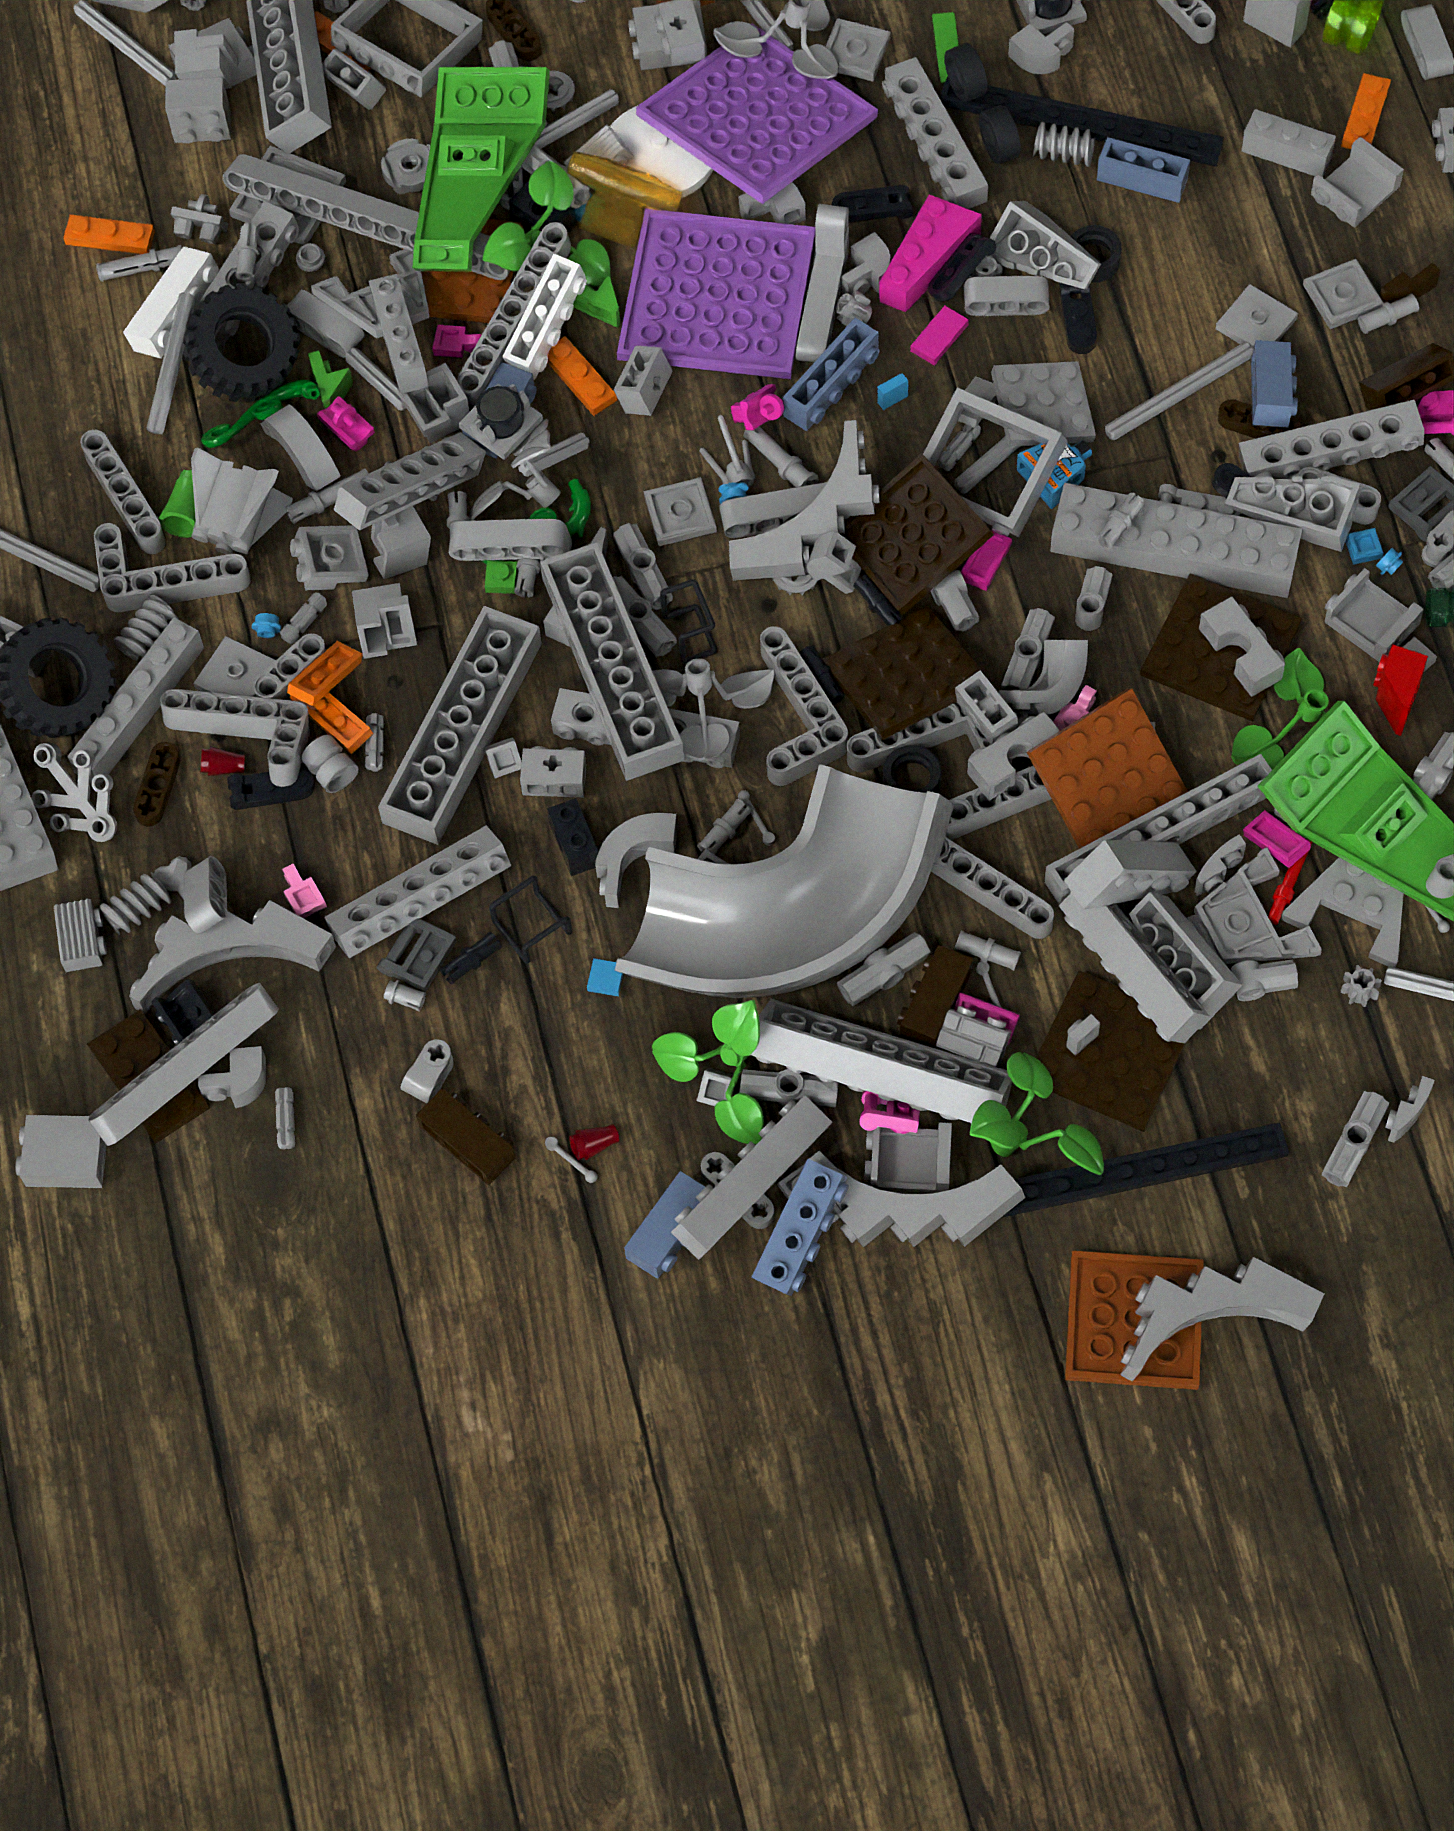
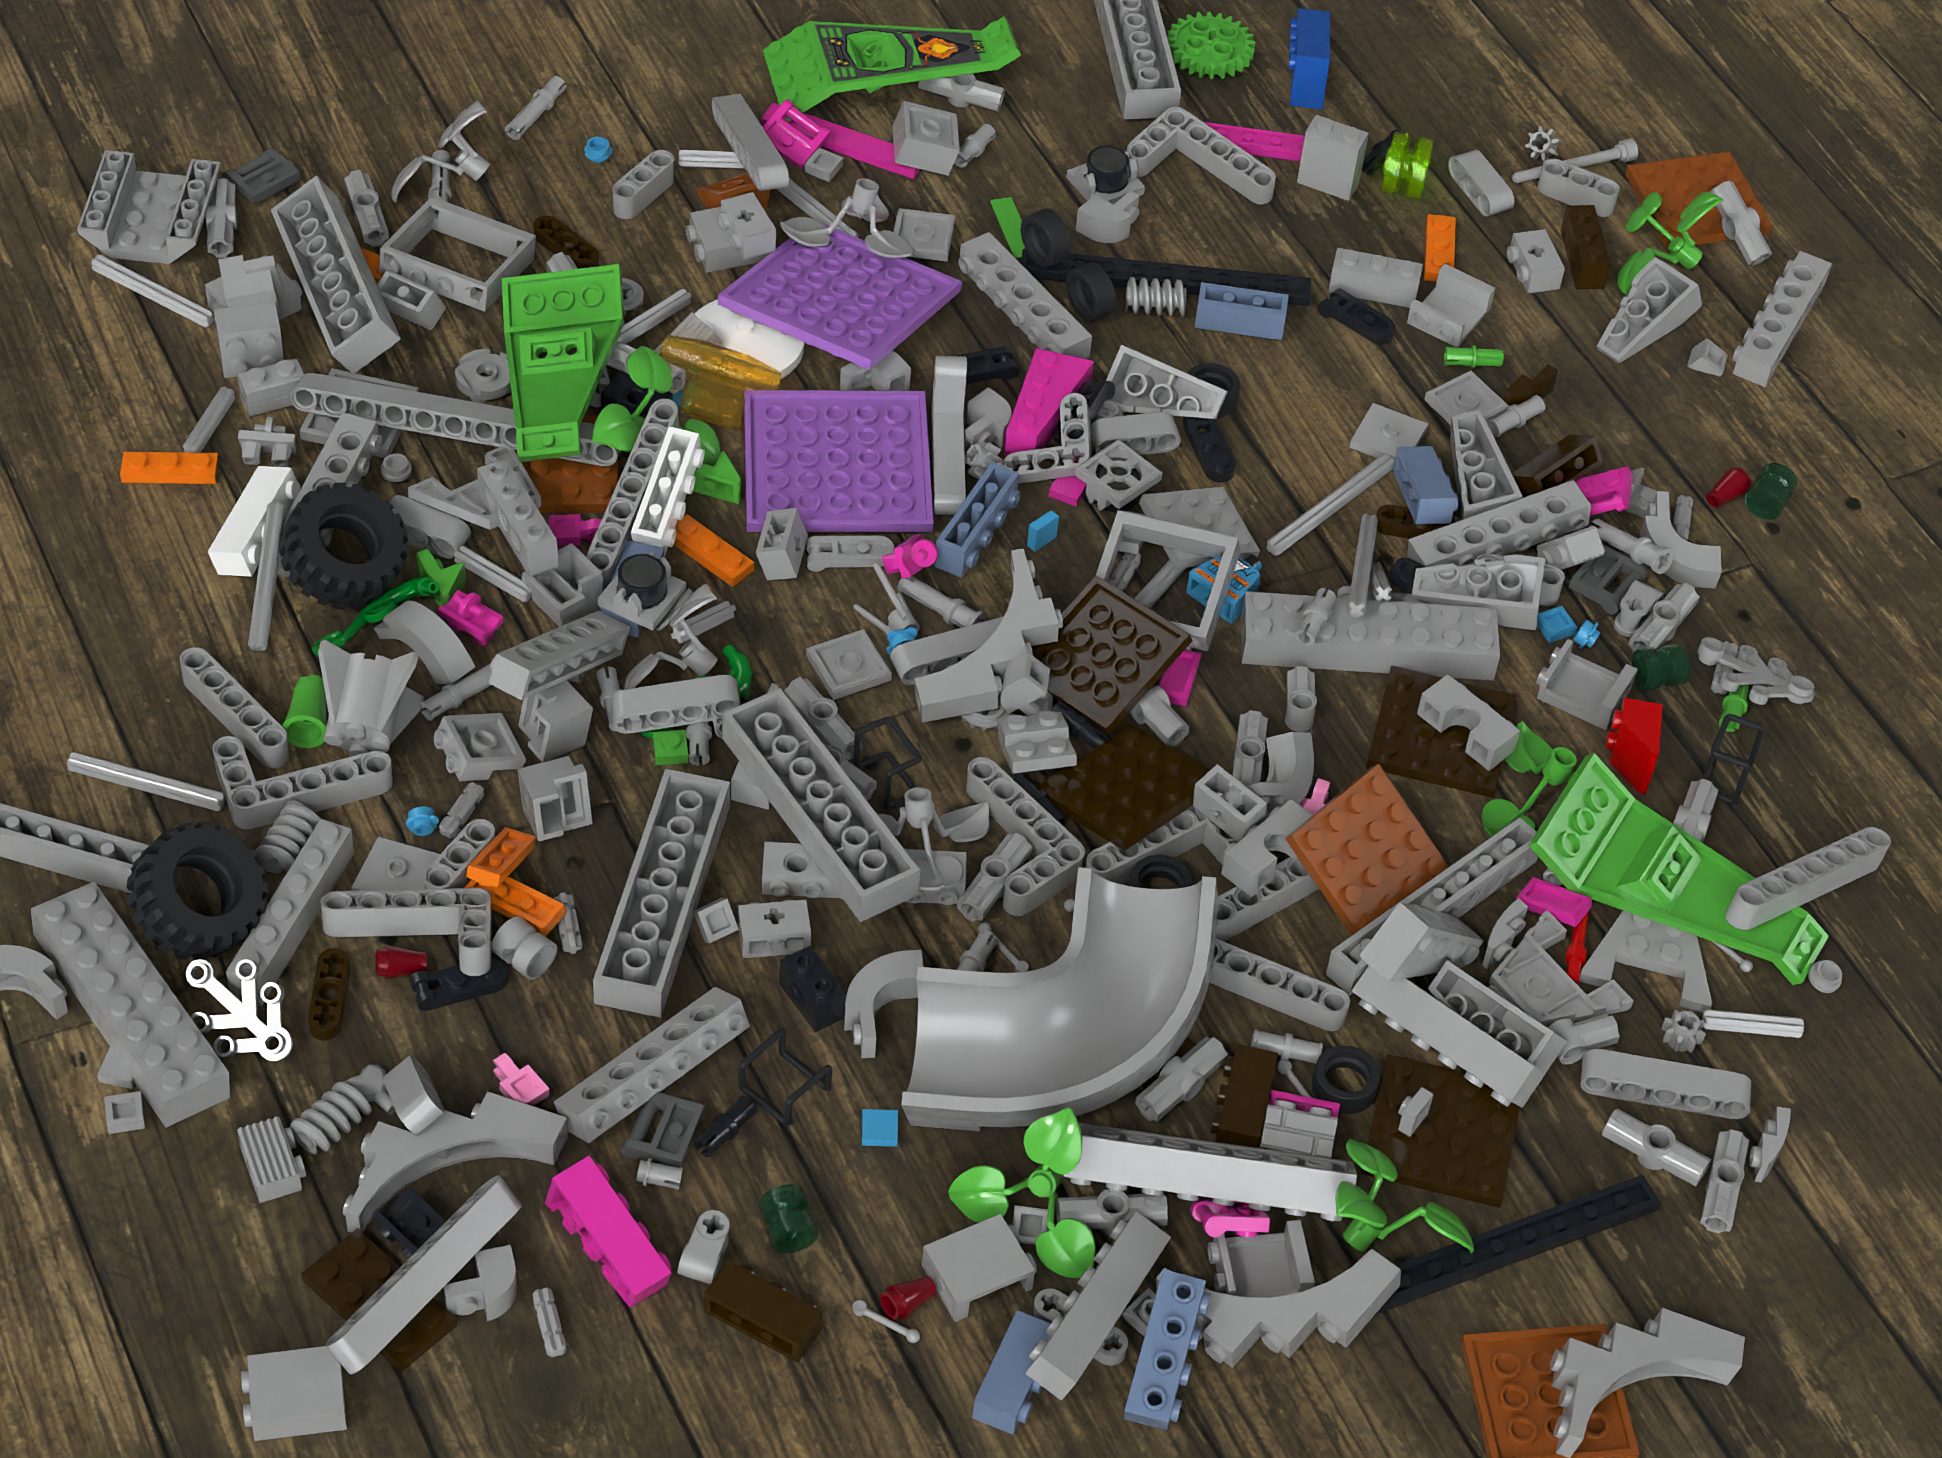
camera: 20 degrees left, 15 degrees down
(135, 264) = (209, 490): light grey pin -> none
(152, 189) = (209, 420): none -> light grey axle
(209, 160) = (269, 386): none -> light grey brick
(247, 252) = (333, 458): light grey axle -> none
(348, 1045) = (608, 1231): none -> dark pink wedge
(505, 1055) = (788, 1218): none -> clear green wheel
(660, 1120) = (977, 1263): none -> light grey panel
(704, 392) = (846, 551): none -> light grey plate
(751, 759) = (990, 881): none -> light grey piece
(832, 615) = (1036, 742): none -> light grey plate
(935, 307) = (1068, 450): none -> light grey beam
(975, 347) = (1119, 481): none -> light grey piece
(1037, 968) = (1356, 1060): none -> black tyre
(1185, 466) = (1362, 565): none -> light grey axle
(1197, 484) = (1379, 582): none -> light grey axle
(1261, 185) = (1357, 316): none -> black plate
(1316, 1110) = (1668, 1155): none -> light grey piece
(1329, 1035) = (1666, 1083): none -> light grey beam
(1331, 374) = (1479, 466): none -> light grey wedge
(1361, 241) = (1473, 357): none -> bright green axle
(1393, 472) = (1572, 548): none -> light grey brick

